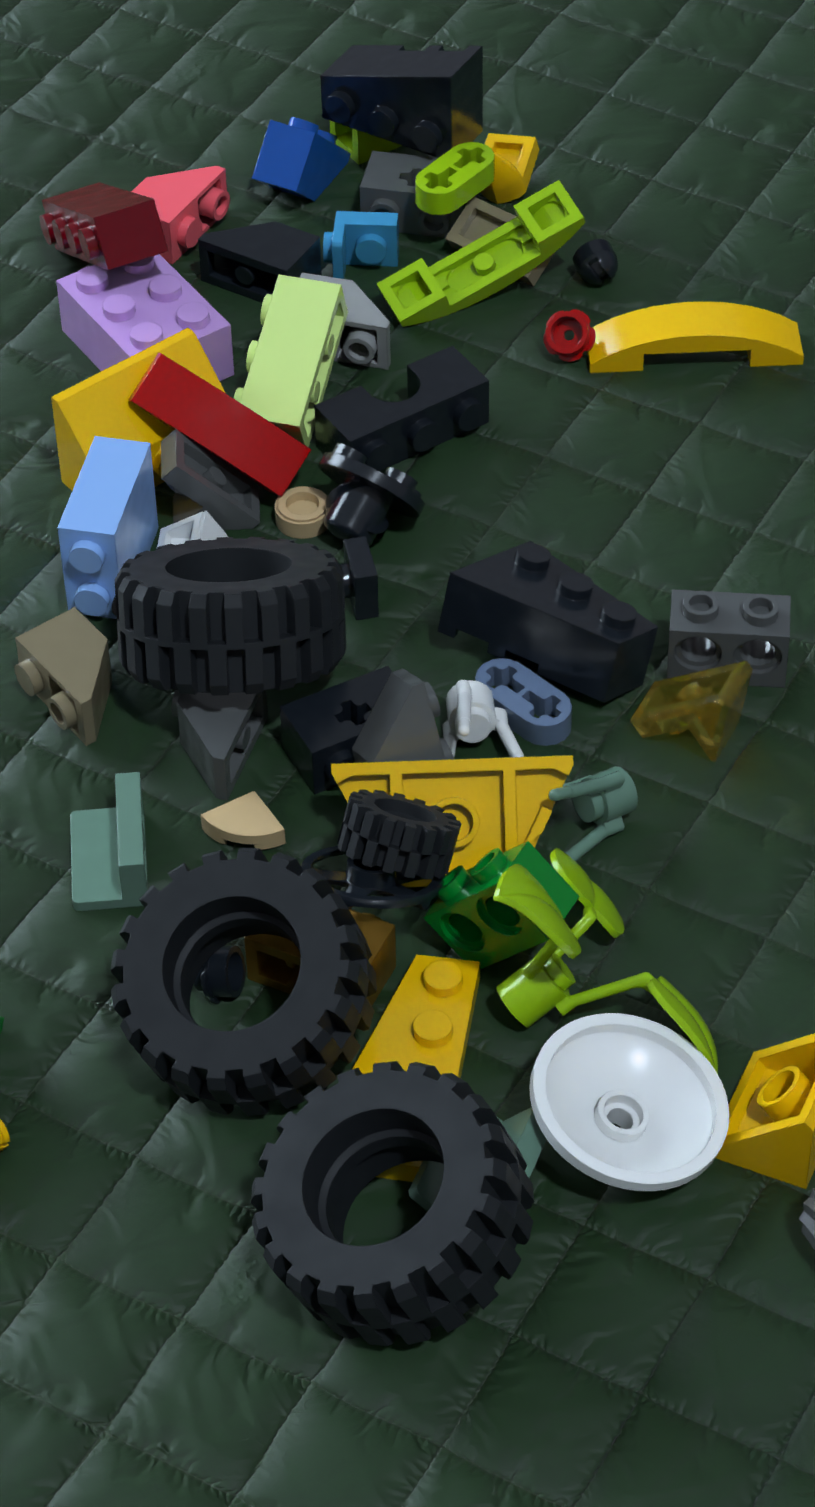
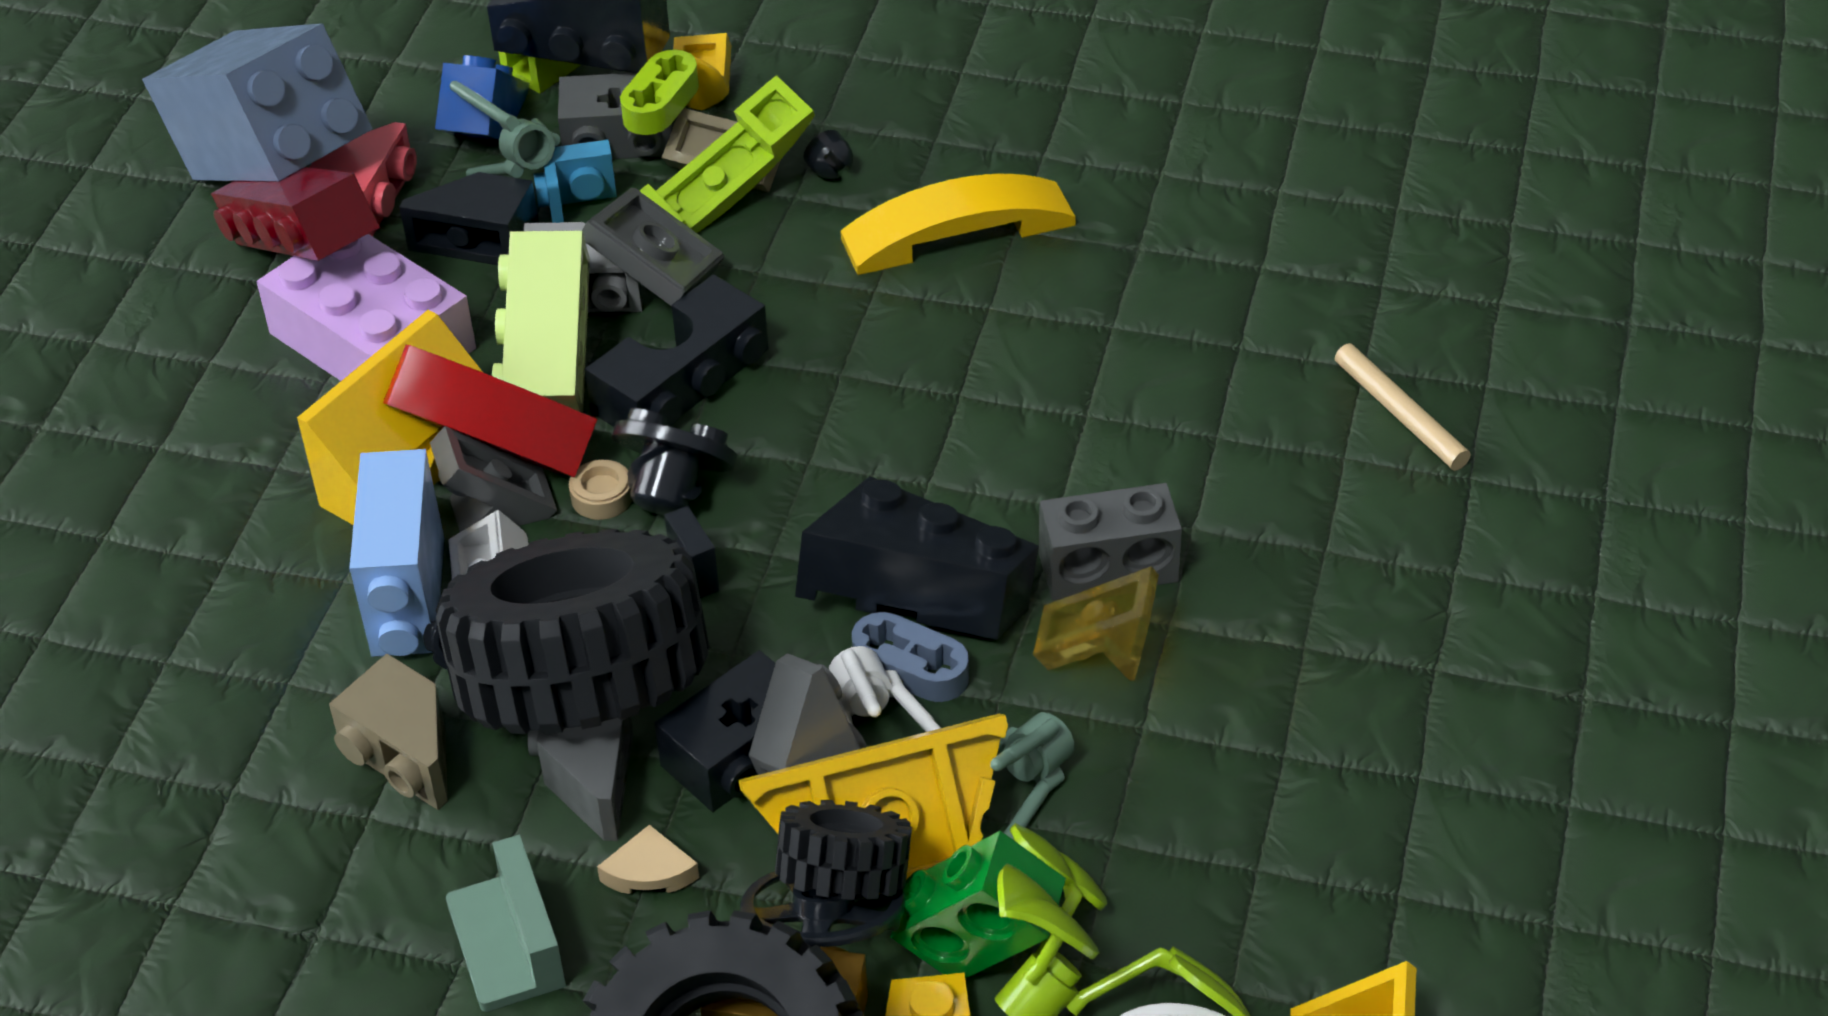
camera: 15 degrees left, 0 degrees up
(98, 128) = (258, 104): none -> sand blue brick
(319, 200) = (521, 141): none -> sand green plant
(406, 311) = (652, 246): none -> dark grey tile
(555, 332) = (827, 223): red plate -> none

